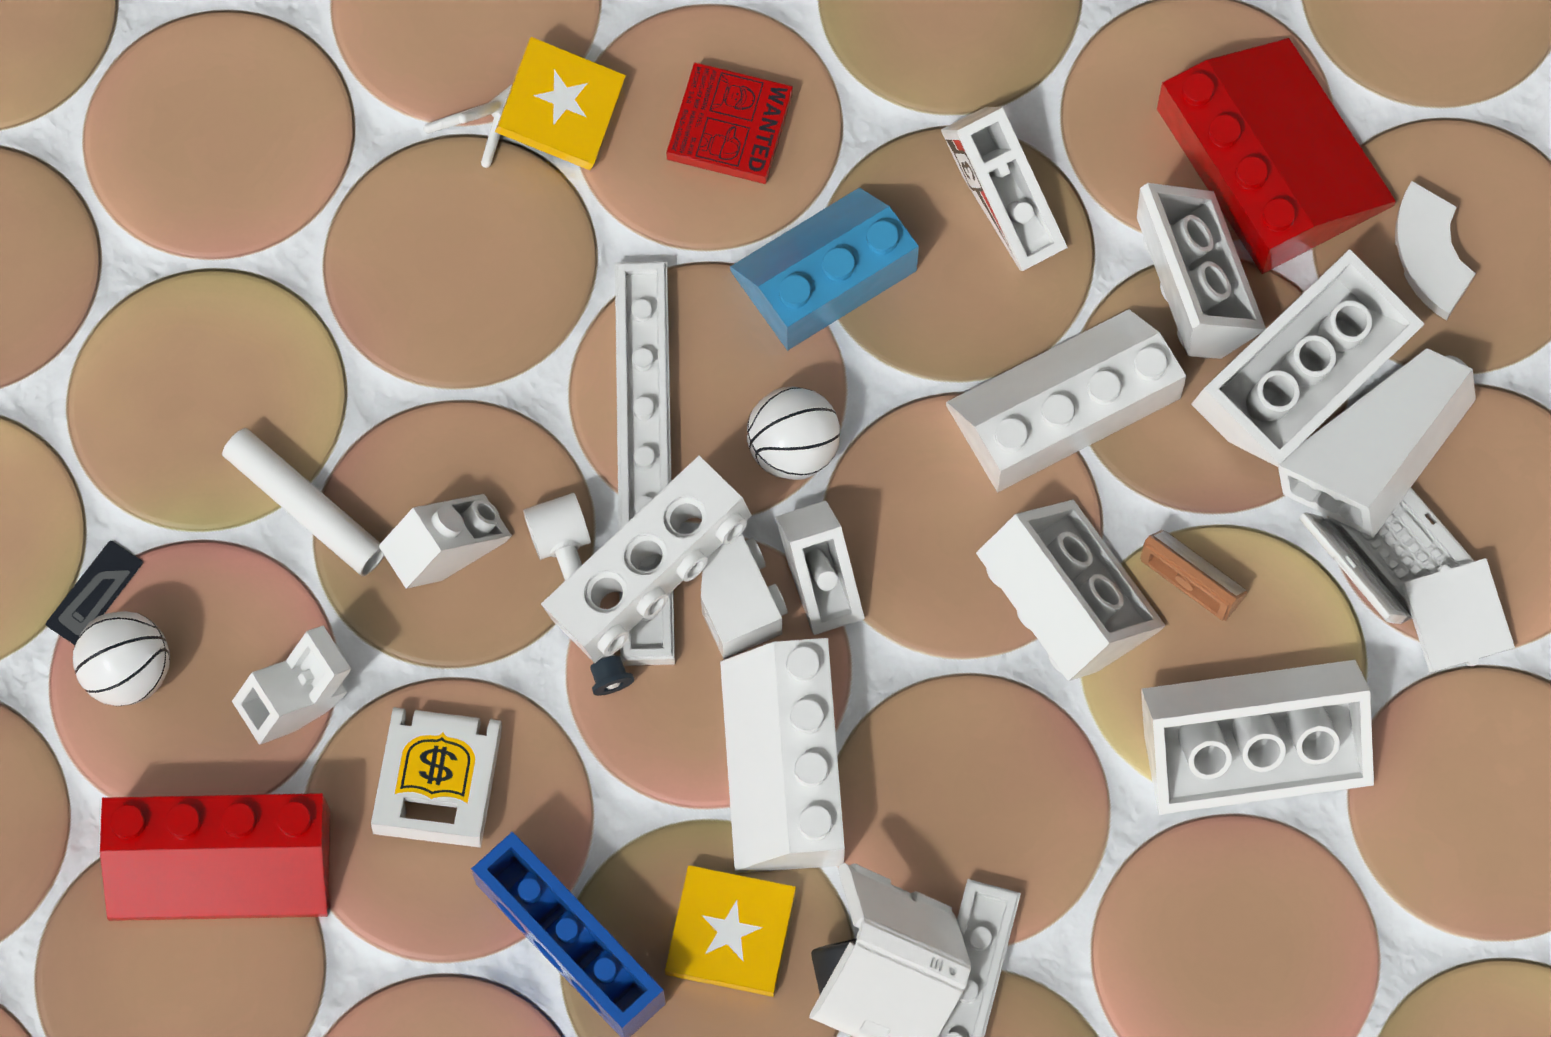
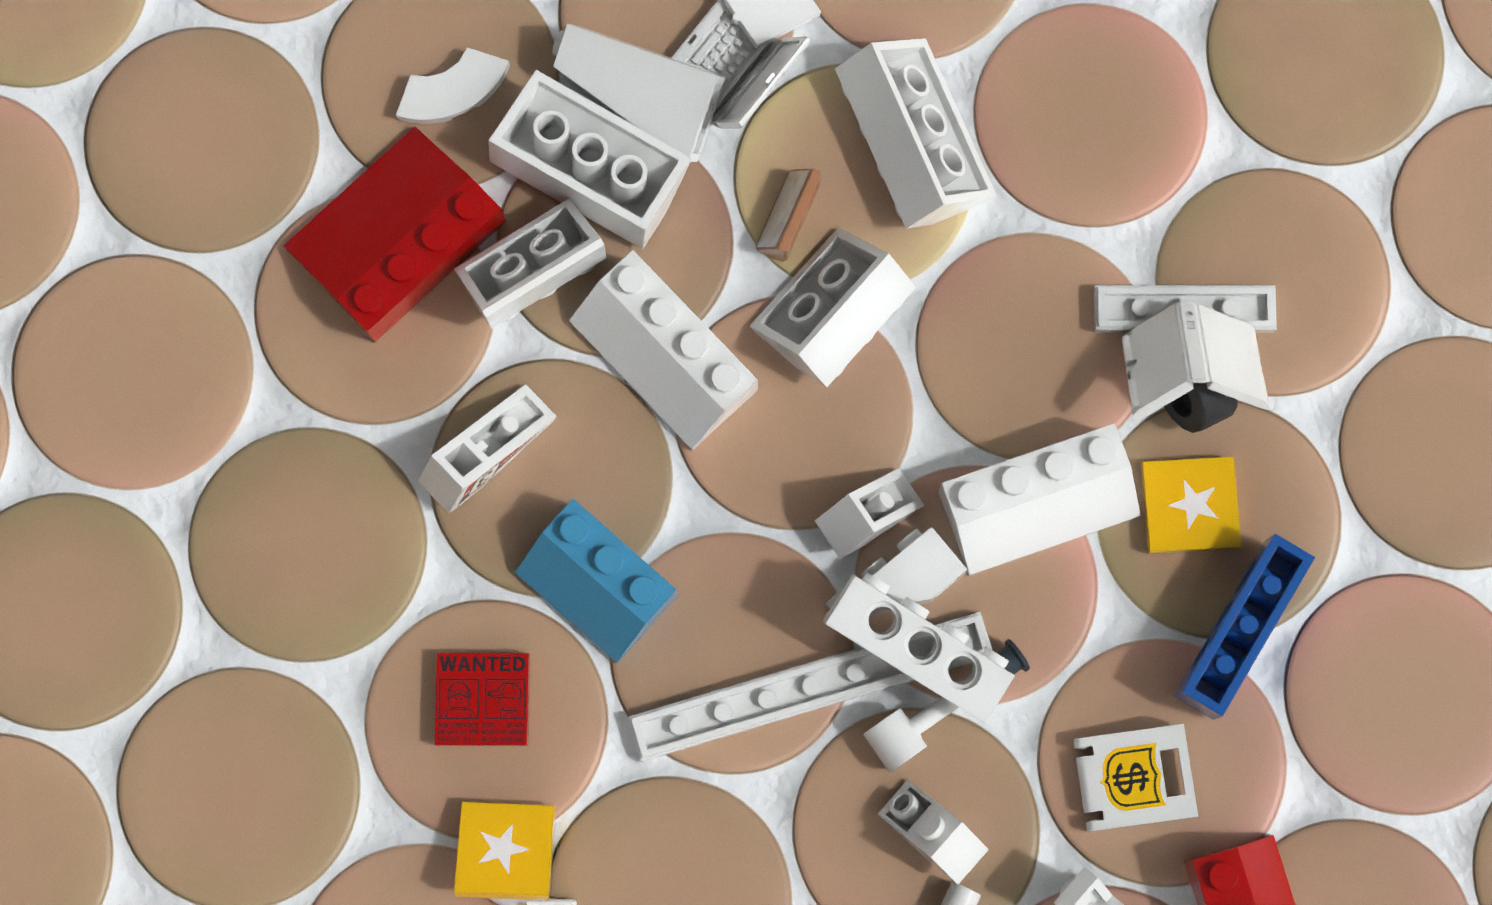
camera: 105 degrees left, 10 degrees up
(793, 433) = (763, 563): white piece -> none

